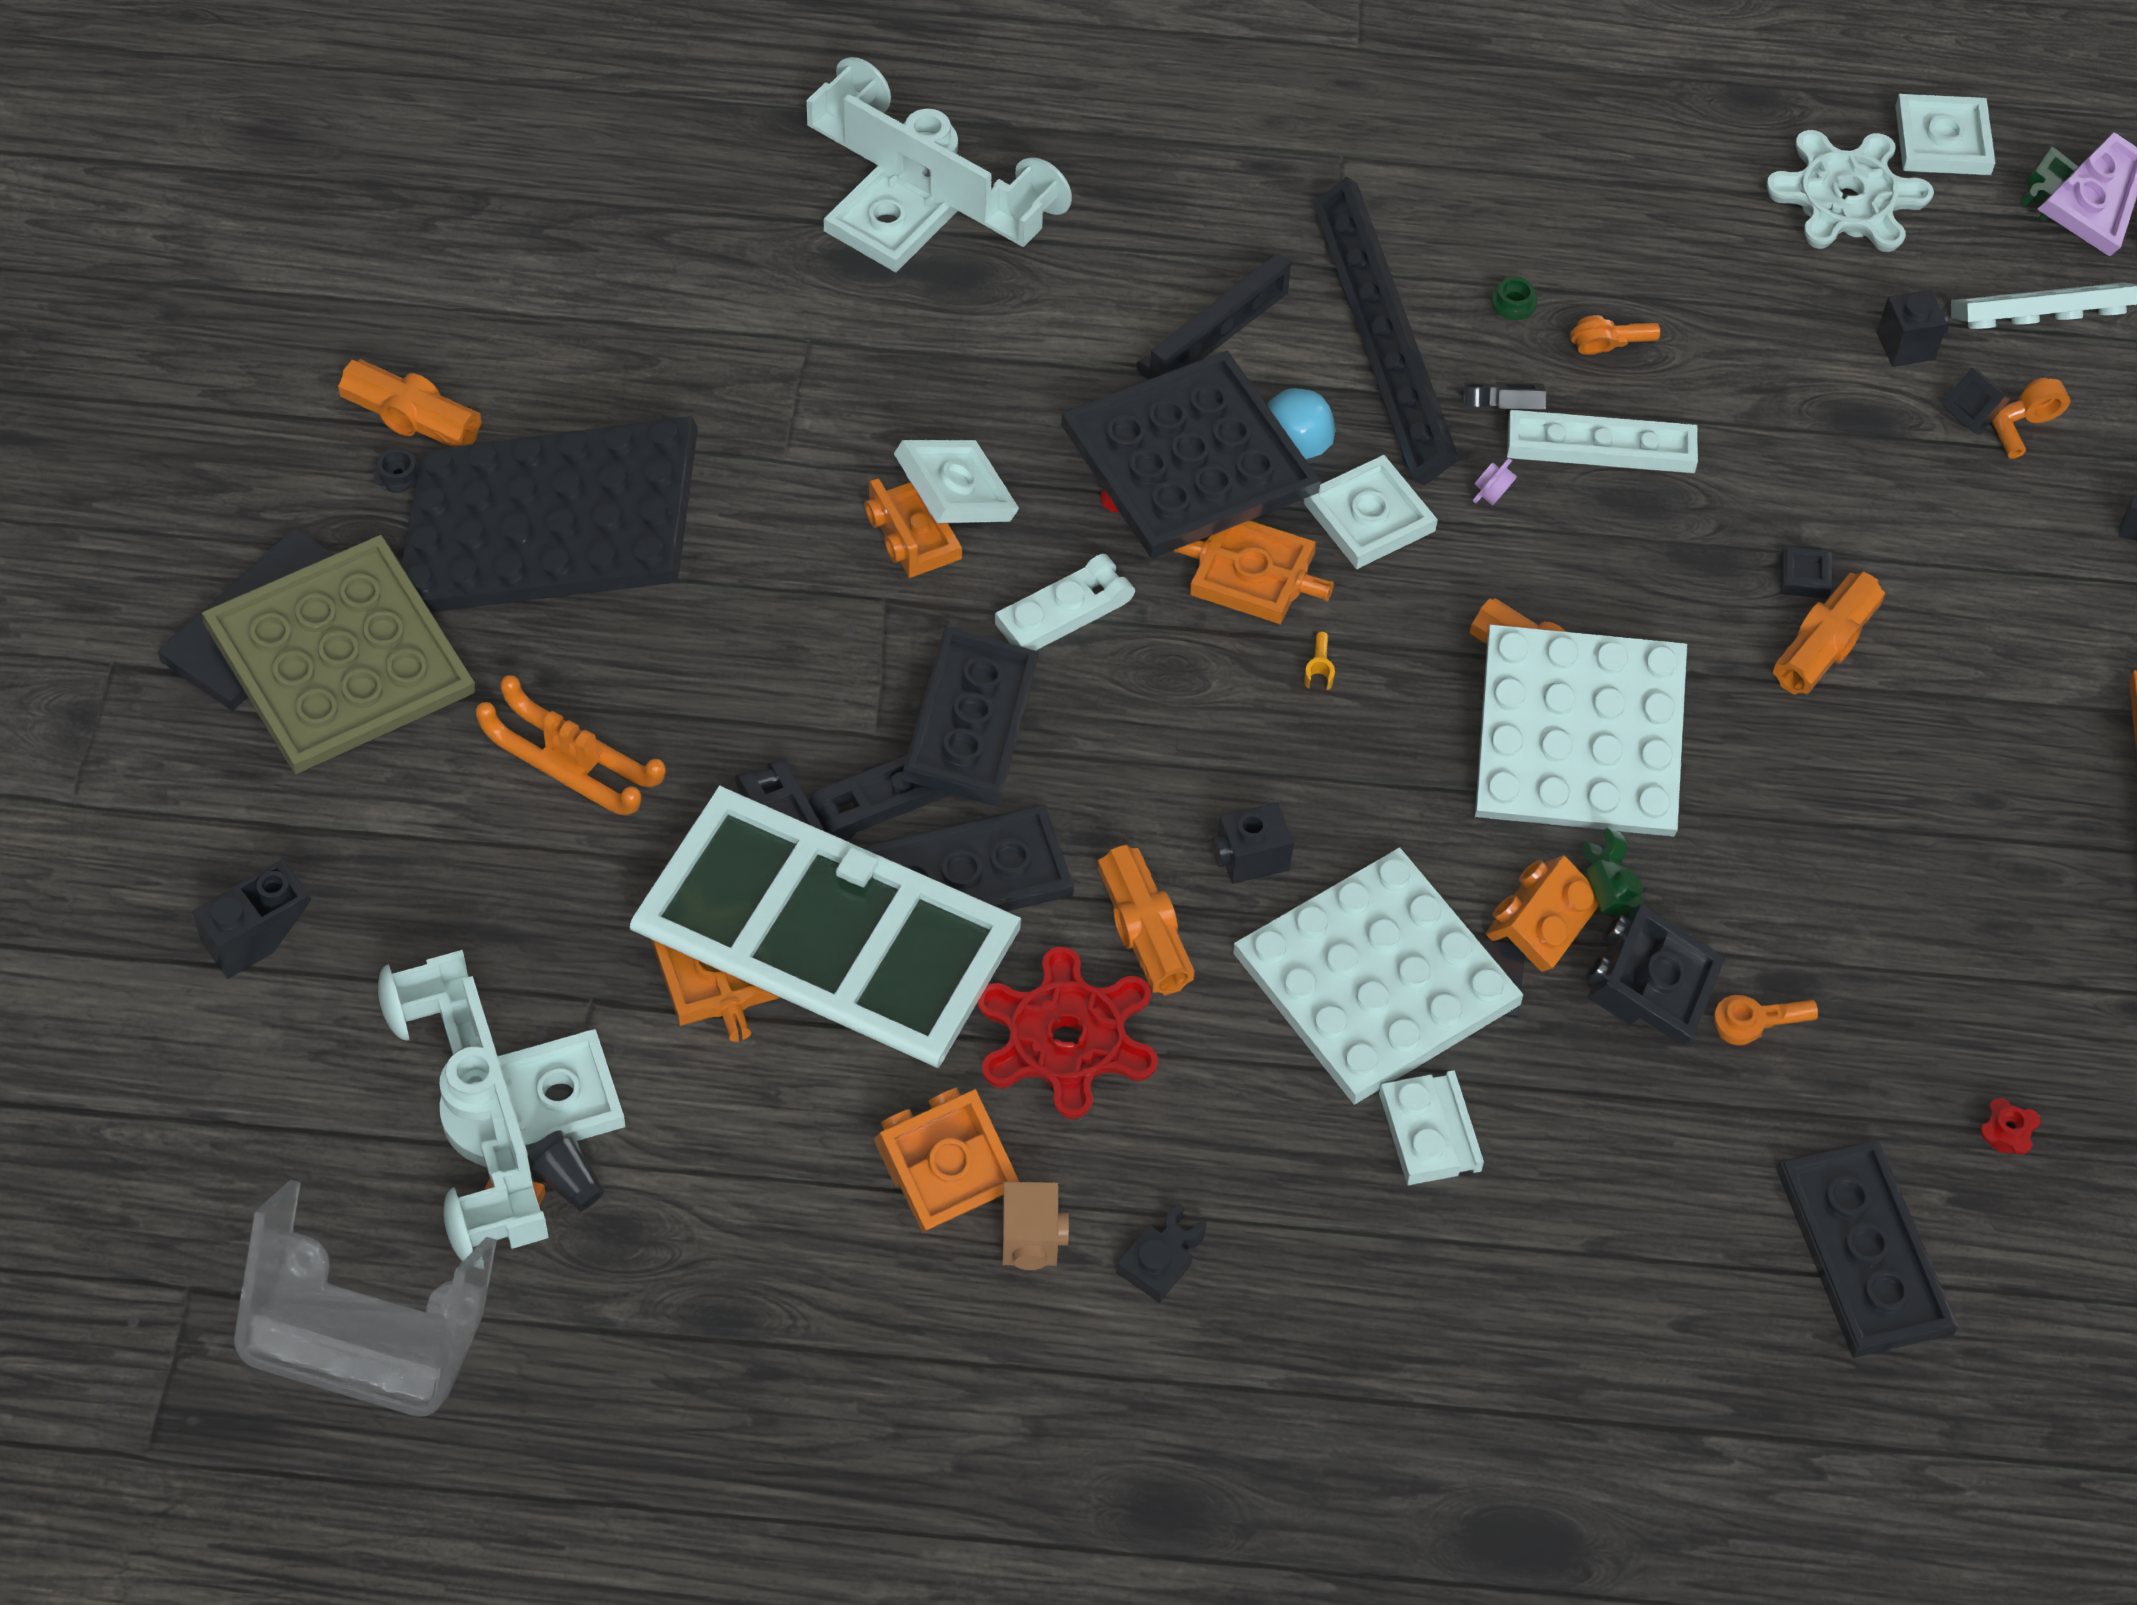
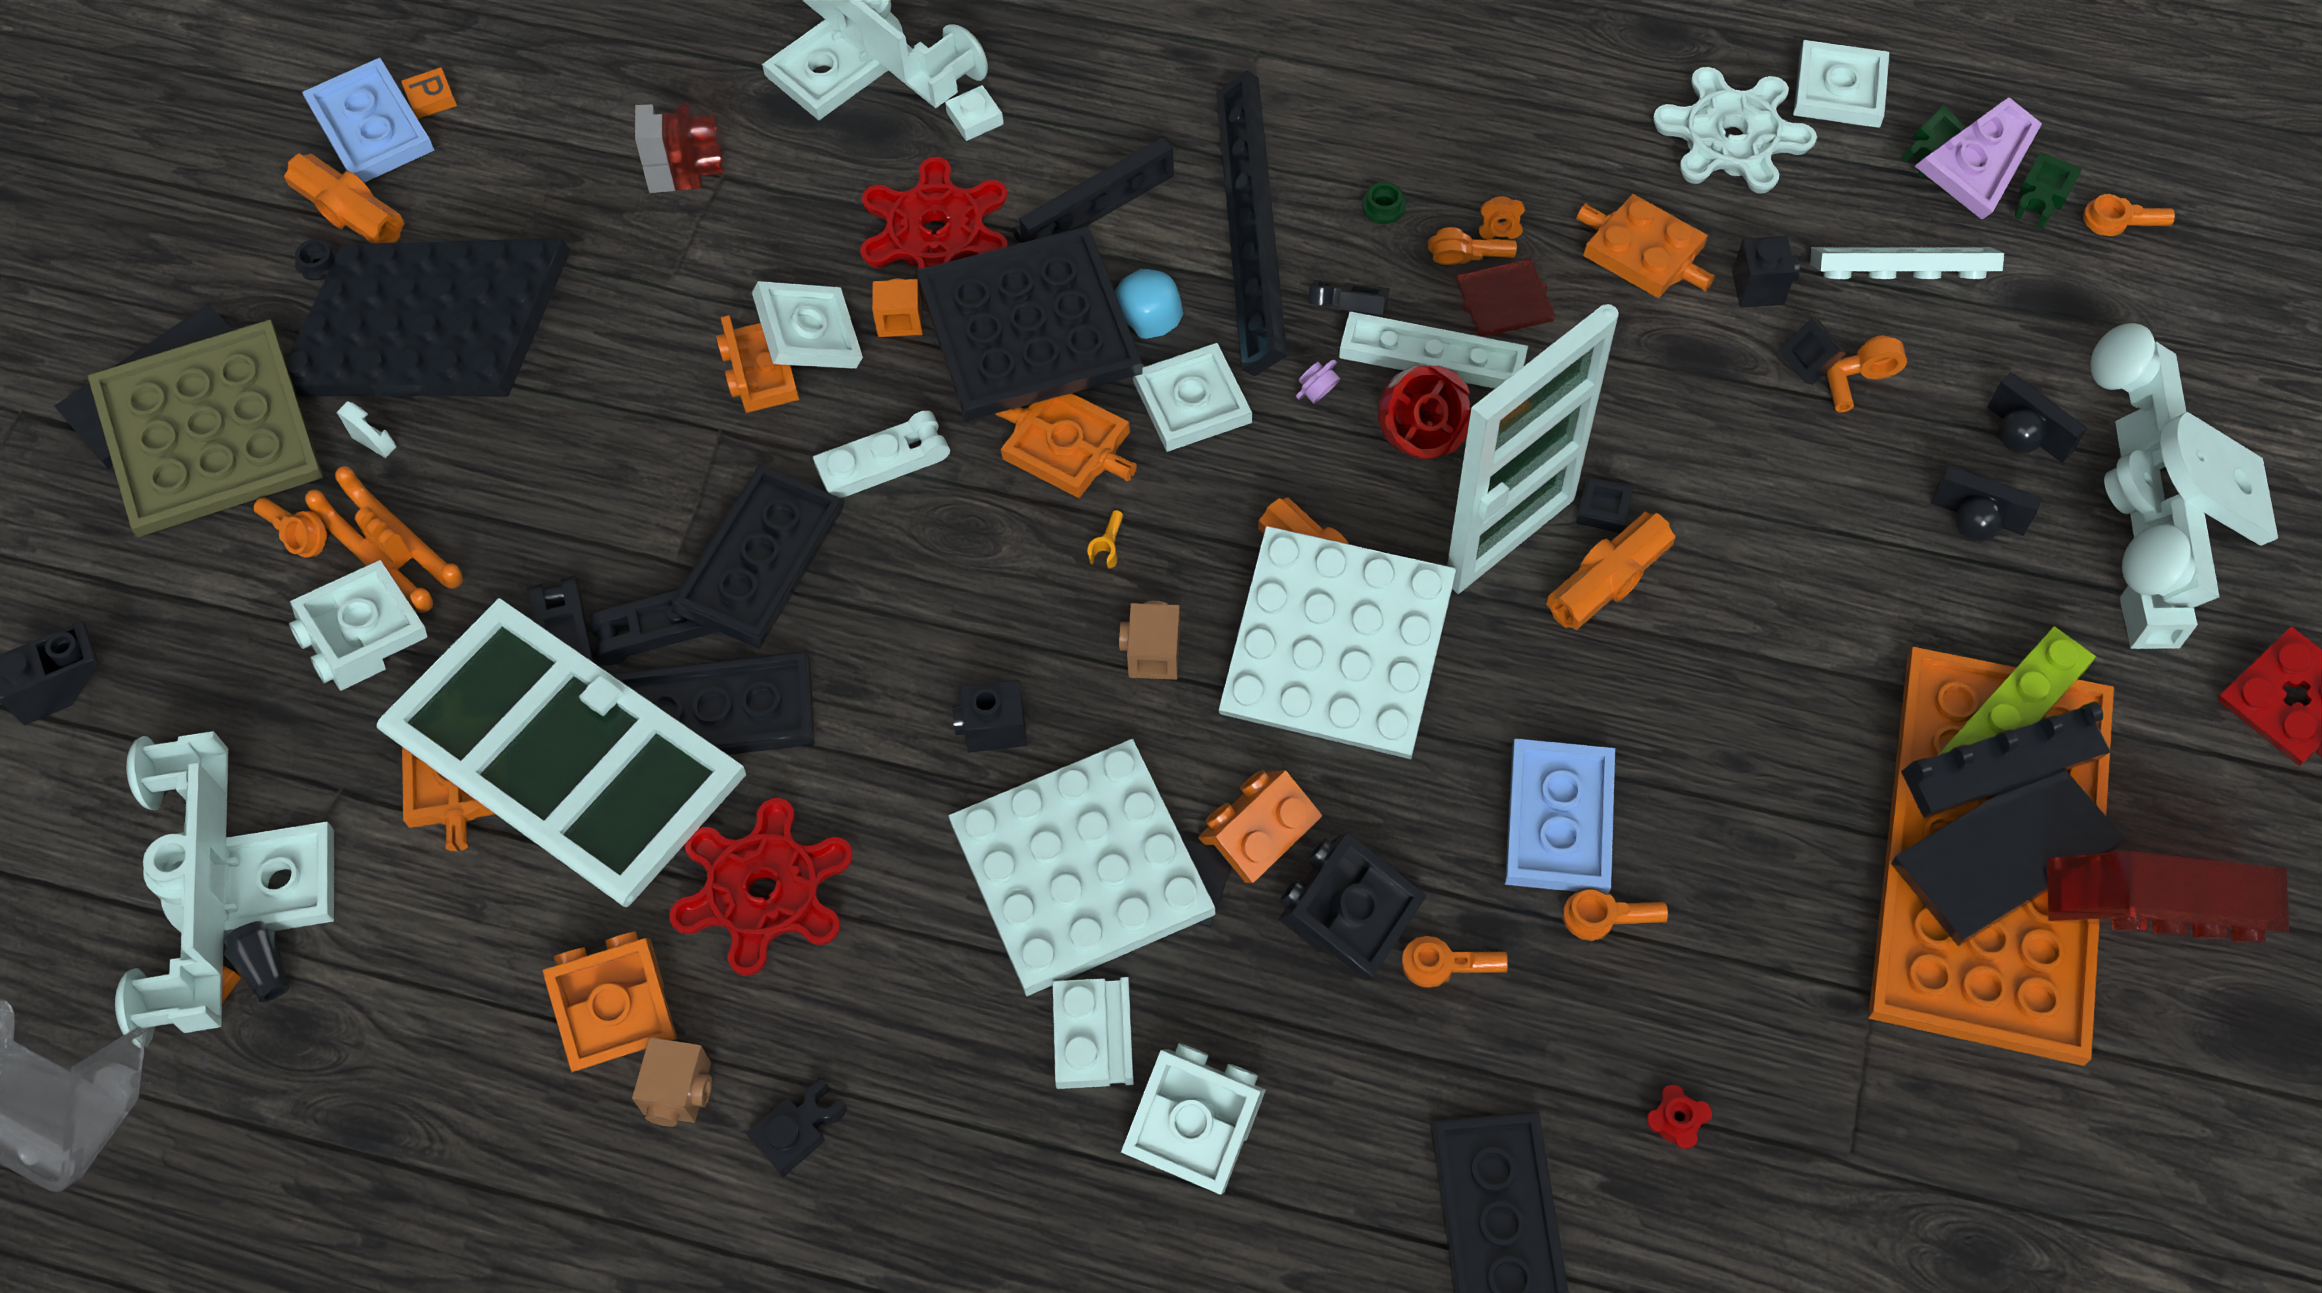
camera: 15 degrees right, 5 degrees up
(408, 318) = (368, 121): none -> light blue plate
(463, 284) = (429, 93): none -> orange tile
(476, 749) = (300, 533): none -> orange plate
(508, 641) = (355, 423): none -> light aqua tile
(567, 833) = (355, 625): none -> light aqua plate
(766, 314) = (676, 148): none -> clear red hips
(1043, 454) = (897, 308): none -> orange plate
(1049, 342) = (930, 201): none -> red plate
(1063, 248) = (974, 113): none -> light aqua plate
(1145, 920) = (868, 781): orange piece -> none
(1395, 752) = (1152, 640): none -> medium nougat brick
(1555, 1187) = (1194, 1117): none -> light aqua plate
(1614, 498) = (1425, 411): none -> red cylinder
(1614, 886) = (1331, 803): dark green plate -> none
(1634, 293) = (1497, 209): none -> orange plate
(1658, 381) = (1505, 298): none -> clear red piece
(1750, 512) = (1528, 447): none -> light aqua door
(1787, 315) = (1645, 246): none -> orange plate
(1835, 869) = (1560, 816): none -> light blue plate
(1888, 954) = (1592, 914): none -> orange plate

